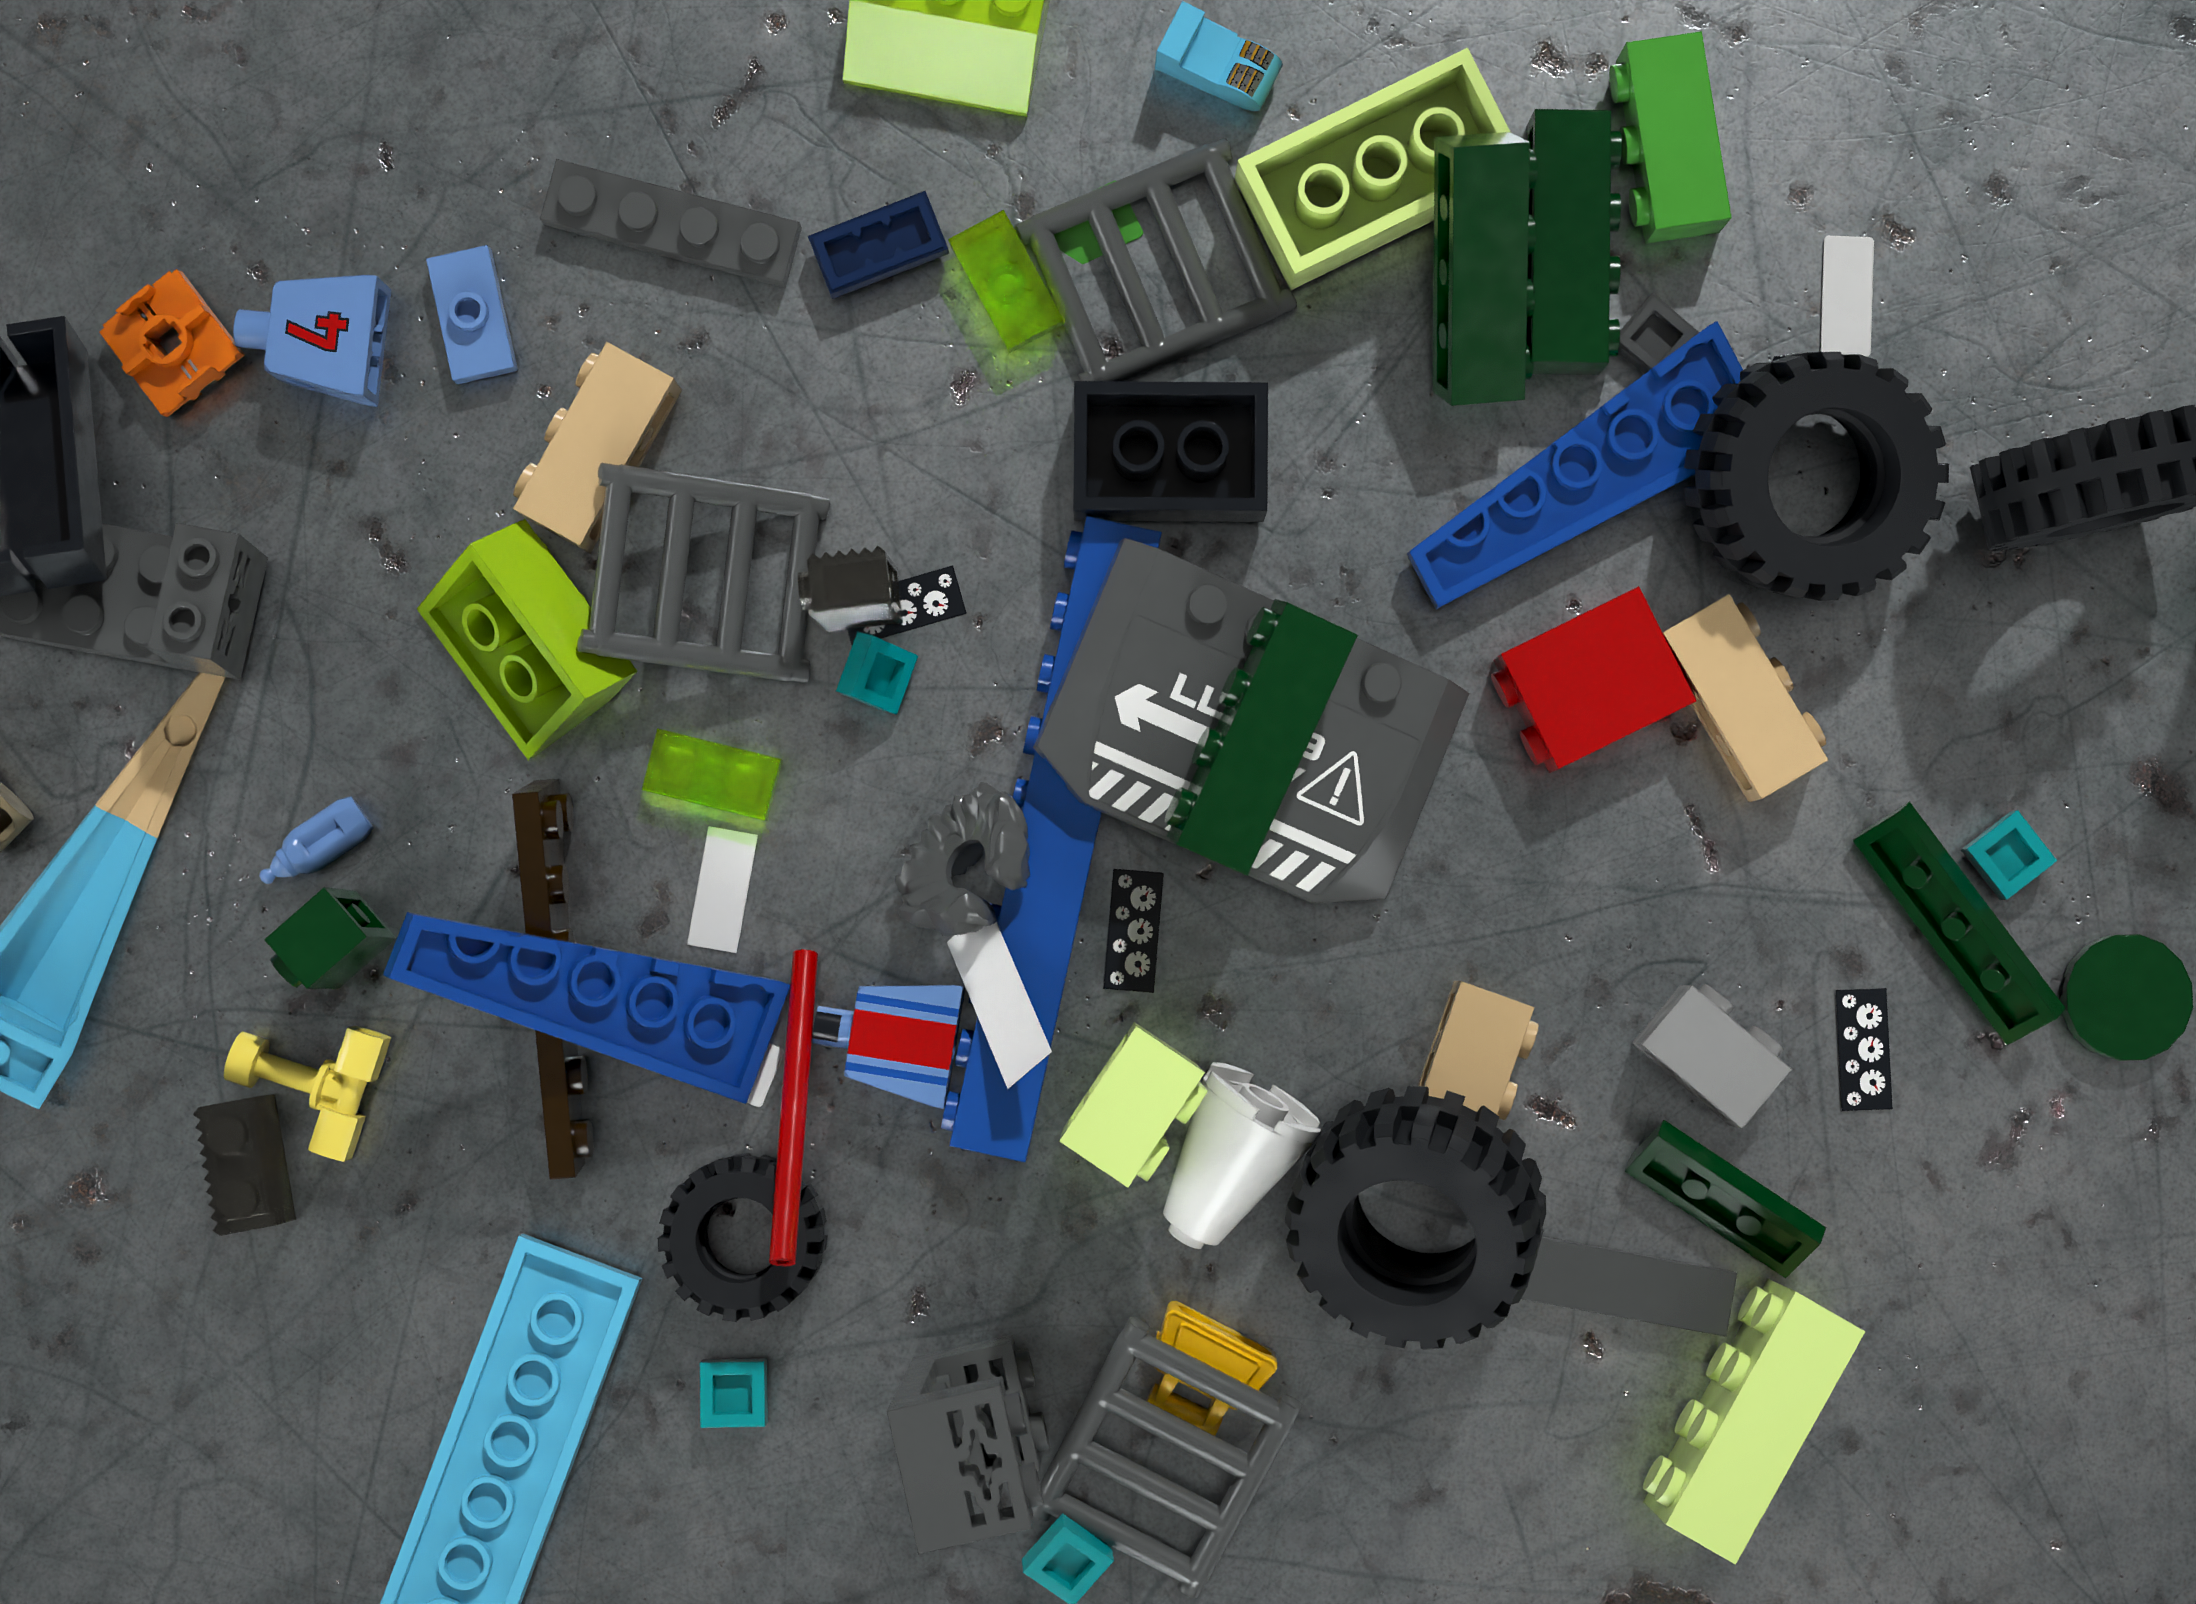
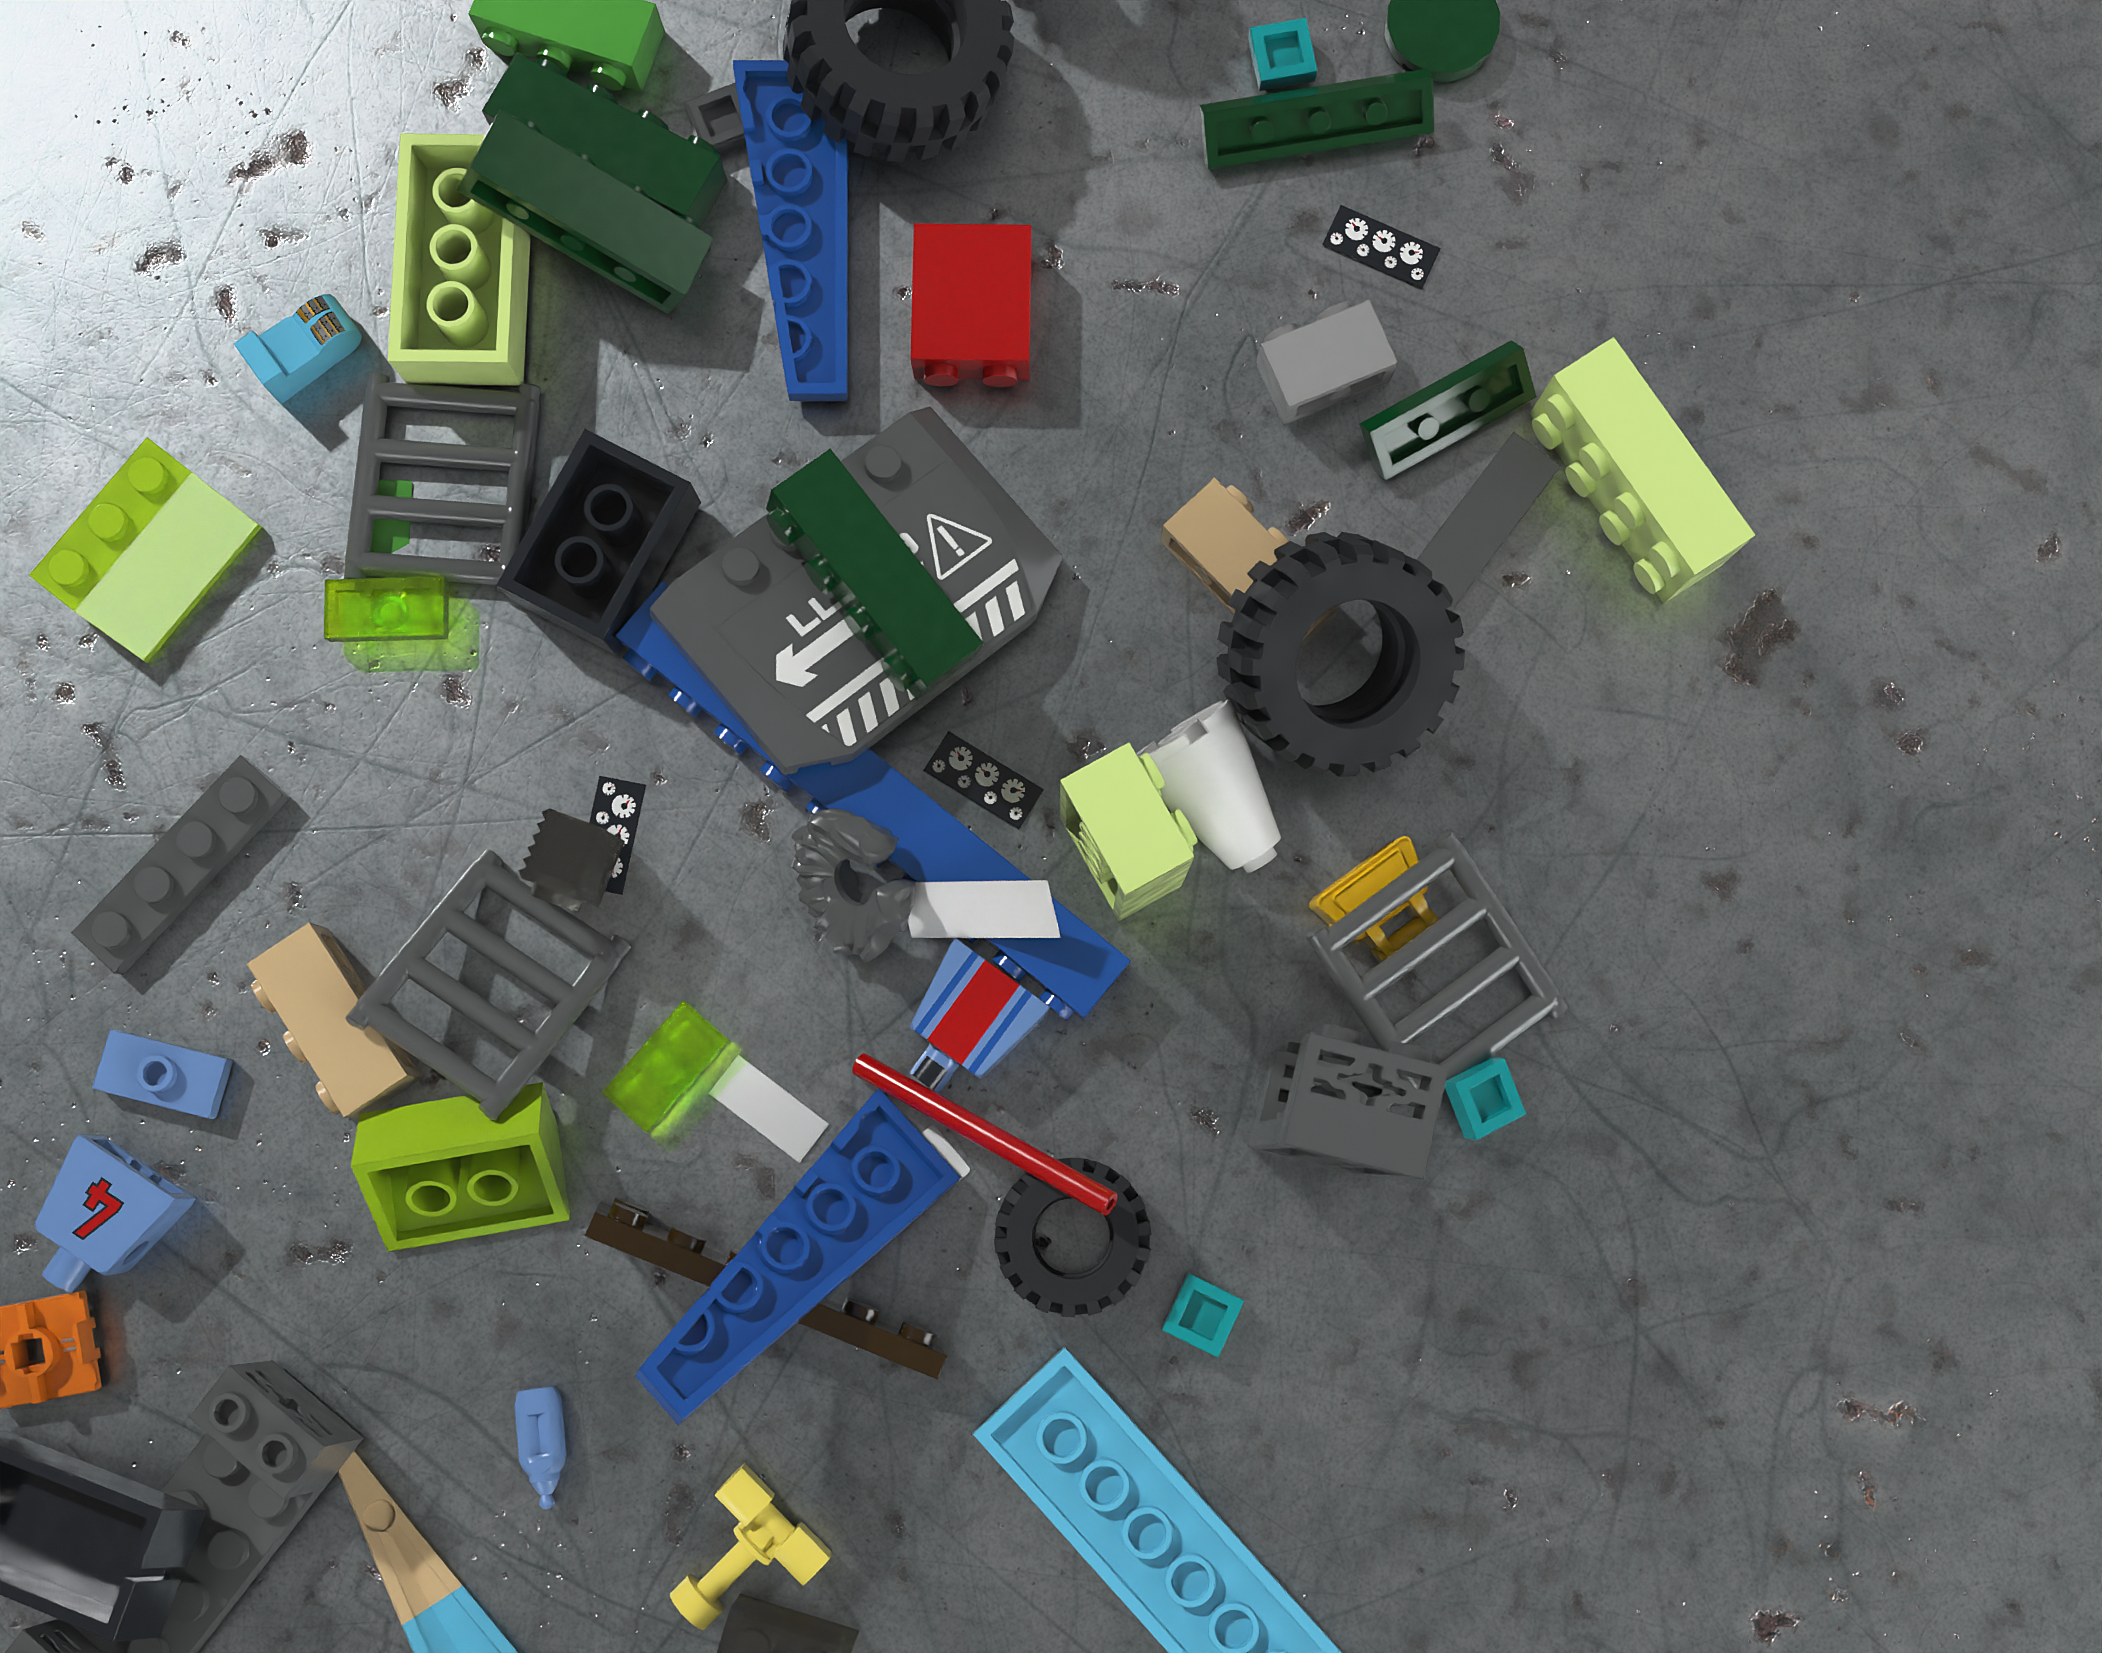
camera: 65 degrees left, 5 degrees down
(328, 940) = (628, 1472): dark green brick -> none
(877, 673) = (654, 880): teal plate -> none
(878, 244) = (296, 698): dark blue plate -> none
(1745, 699) = (1052, 190): tan brick -> none

